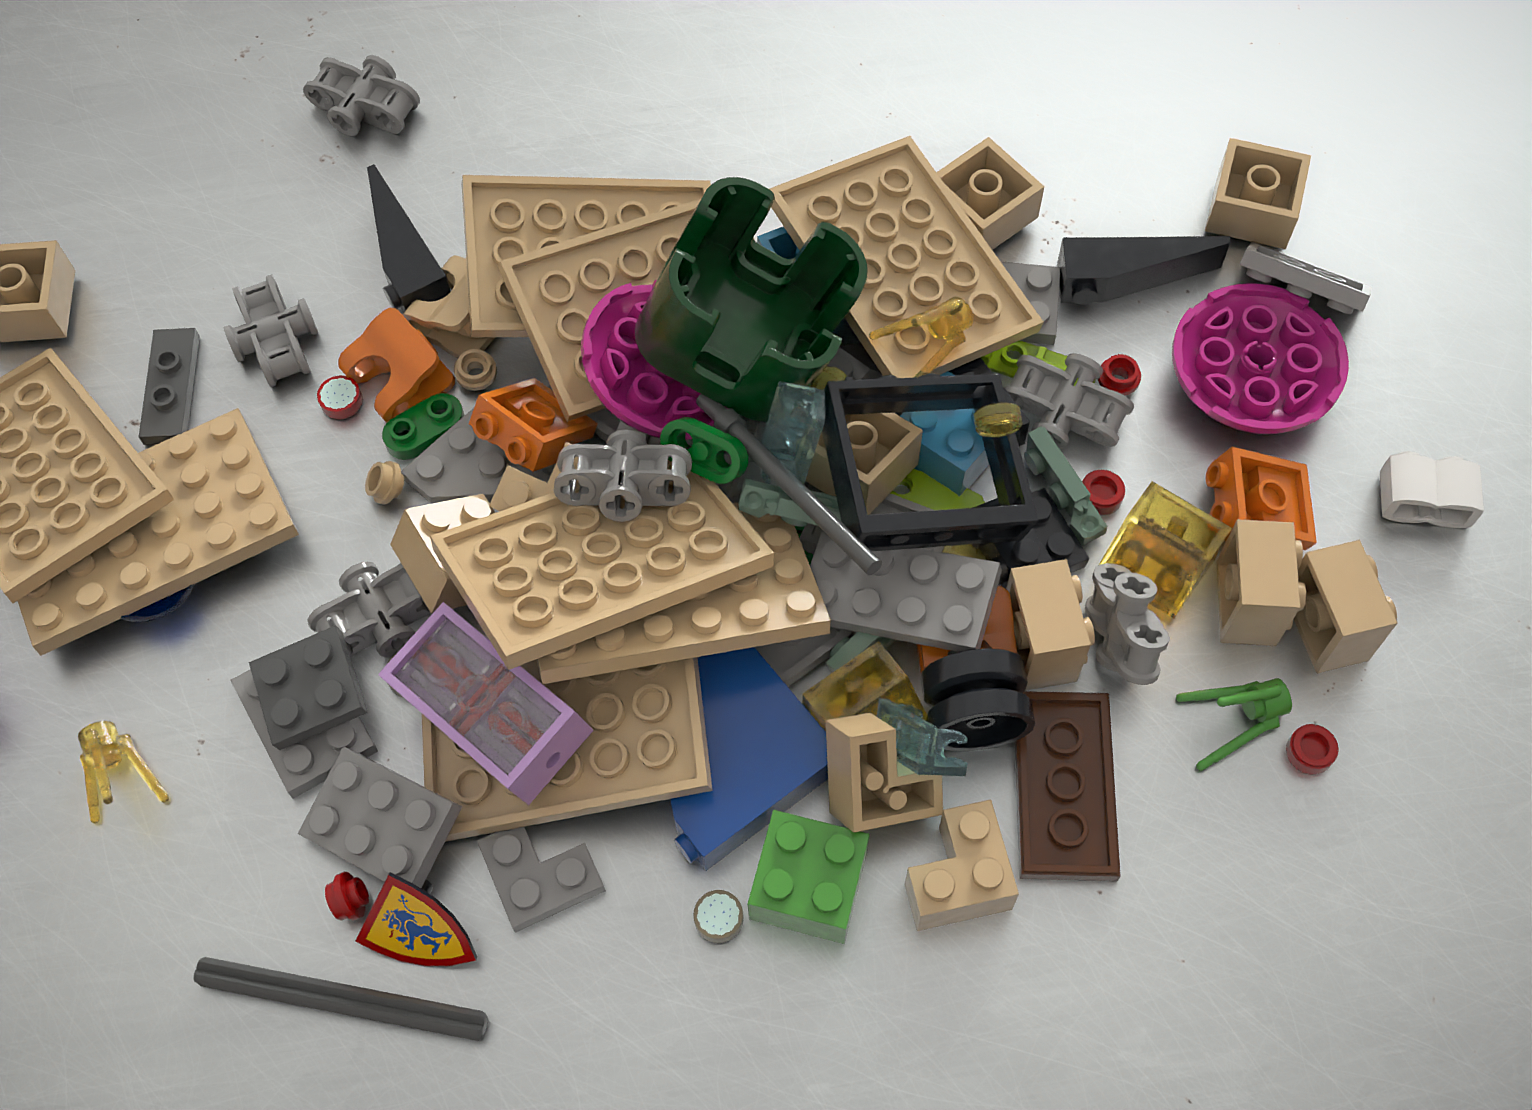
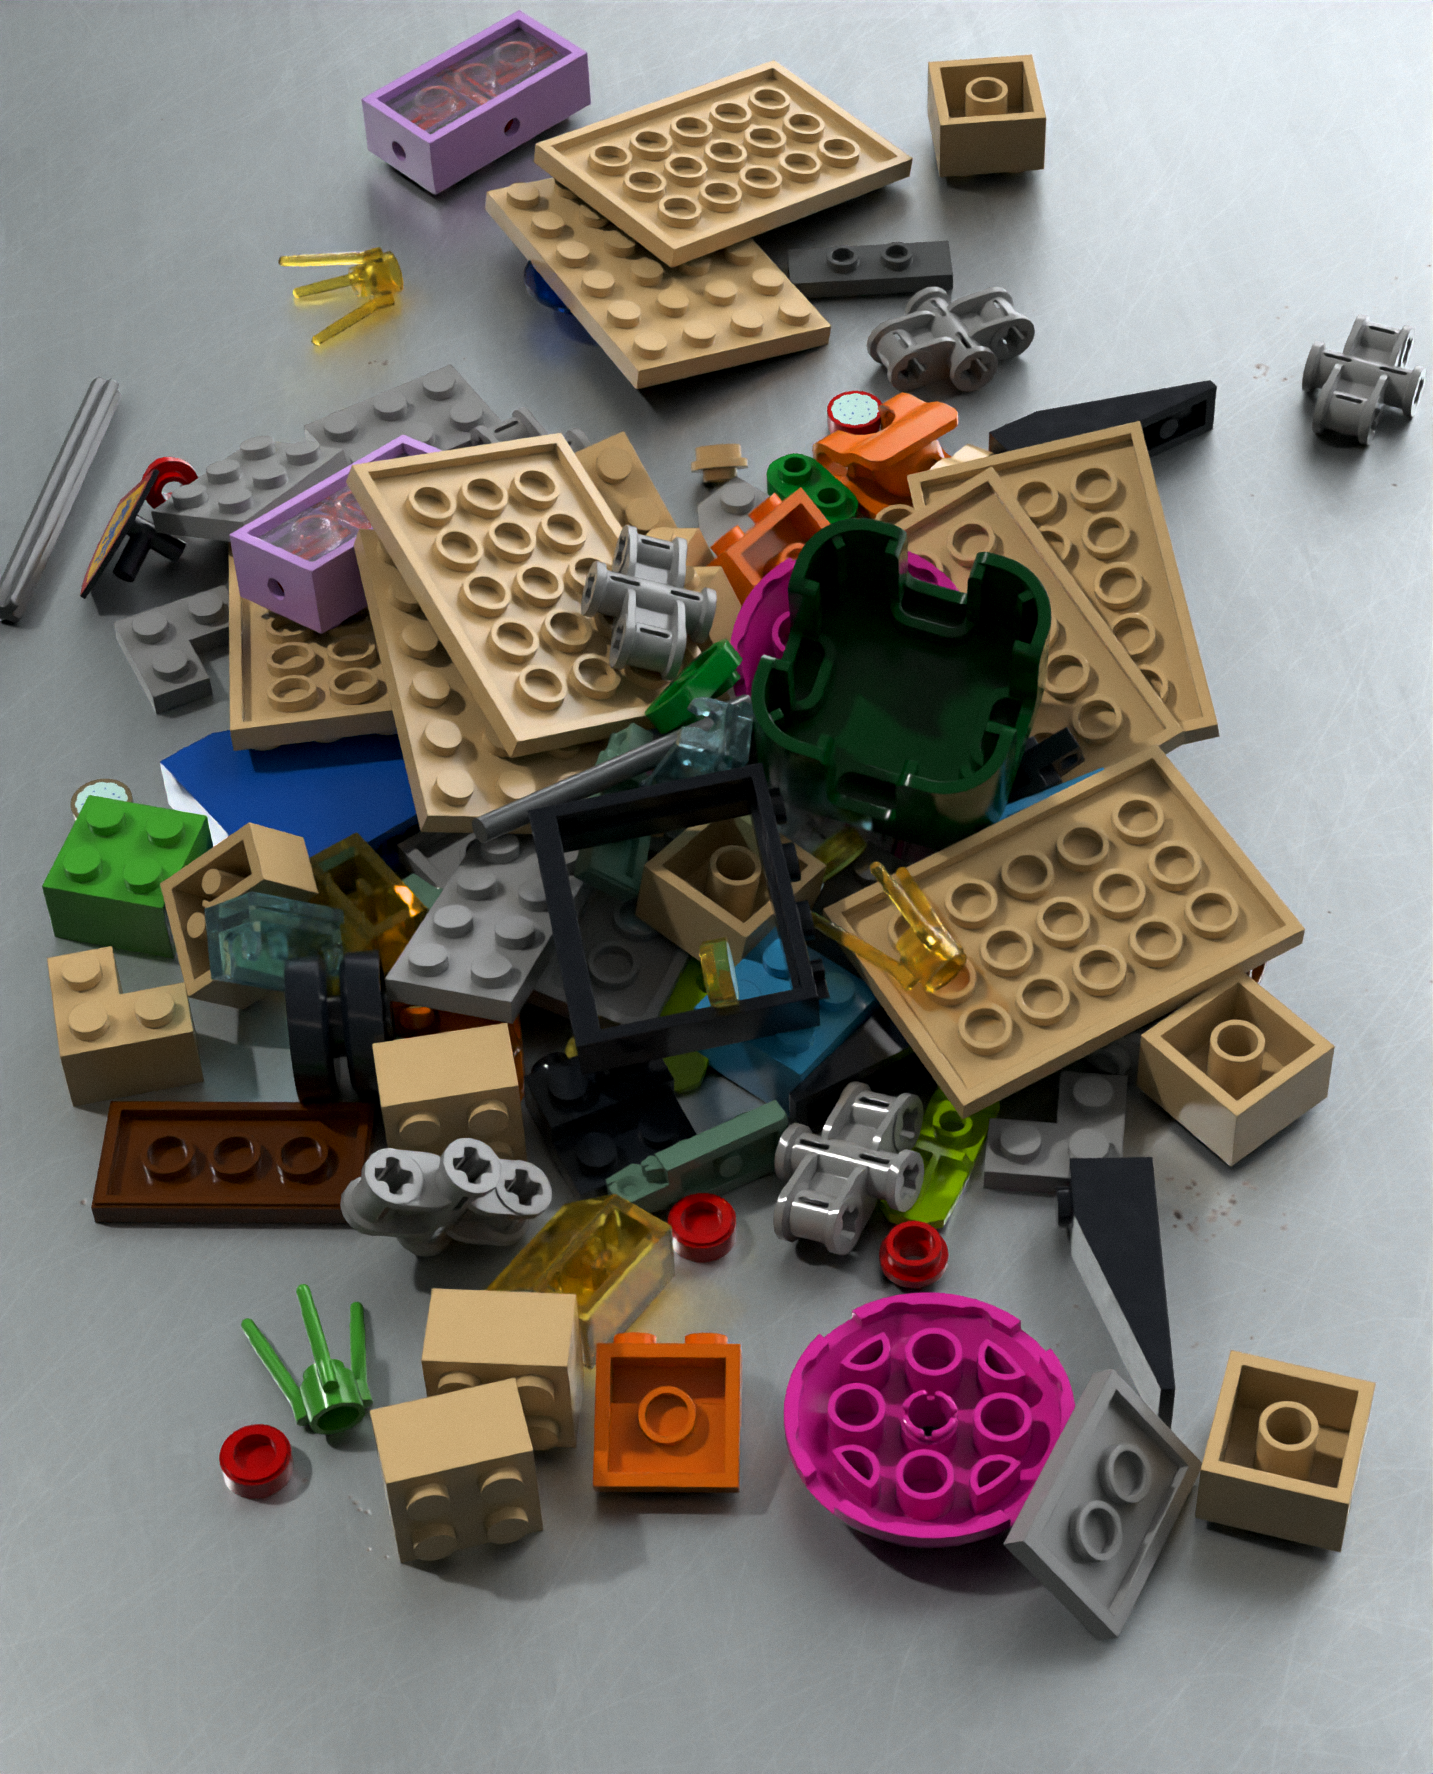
camera: 90 degrees right, 15 degrees down
(307, 688) = (424, 403): dark grey plate -> none
(1431, 490) = (686, 1662): white brick -> none

